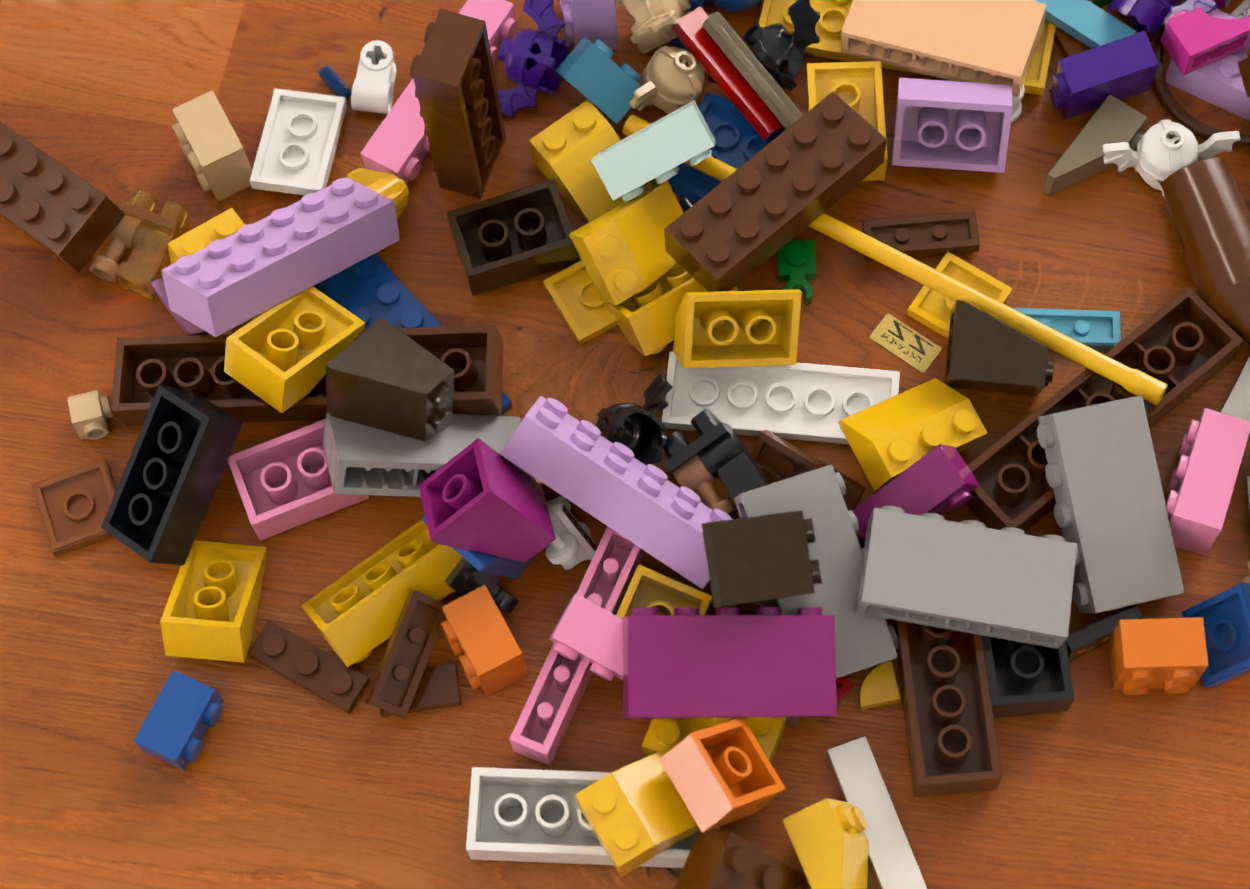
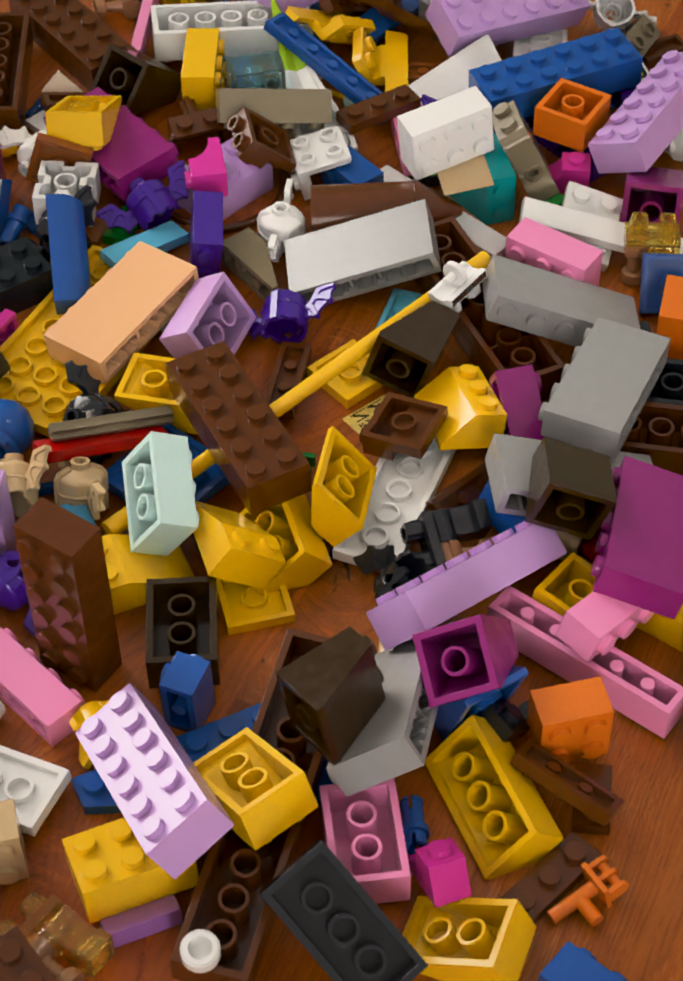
camera: 80 degrees left, 20 degrees down
(125, 360) = (200, 951): none -> white tile
(277, 553) = (441, 871): none -> dark pink arch
(302, 713) = (594, 886): none -> orange arm
(341, 522) = (414, 826): none -> blue pin
(430, 263) = (187, 691): none -> blue brick
(852, 372) = (402, 427): none -> reddish brown plate
(1015, 203) = (289, 313): none -> dark purple helmet
(1088, 370) = (459, 283): none -> white hips
(1133, 255) = (365, 253): none -> brick

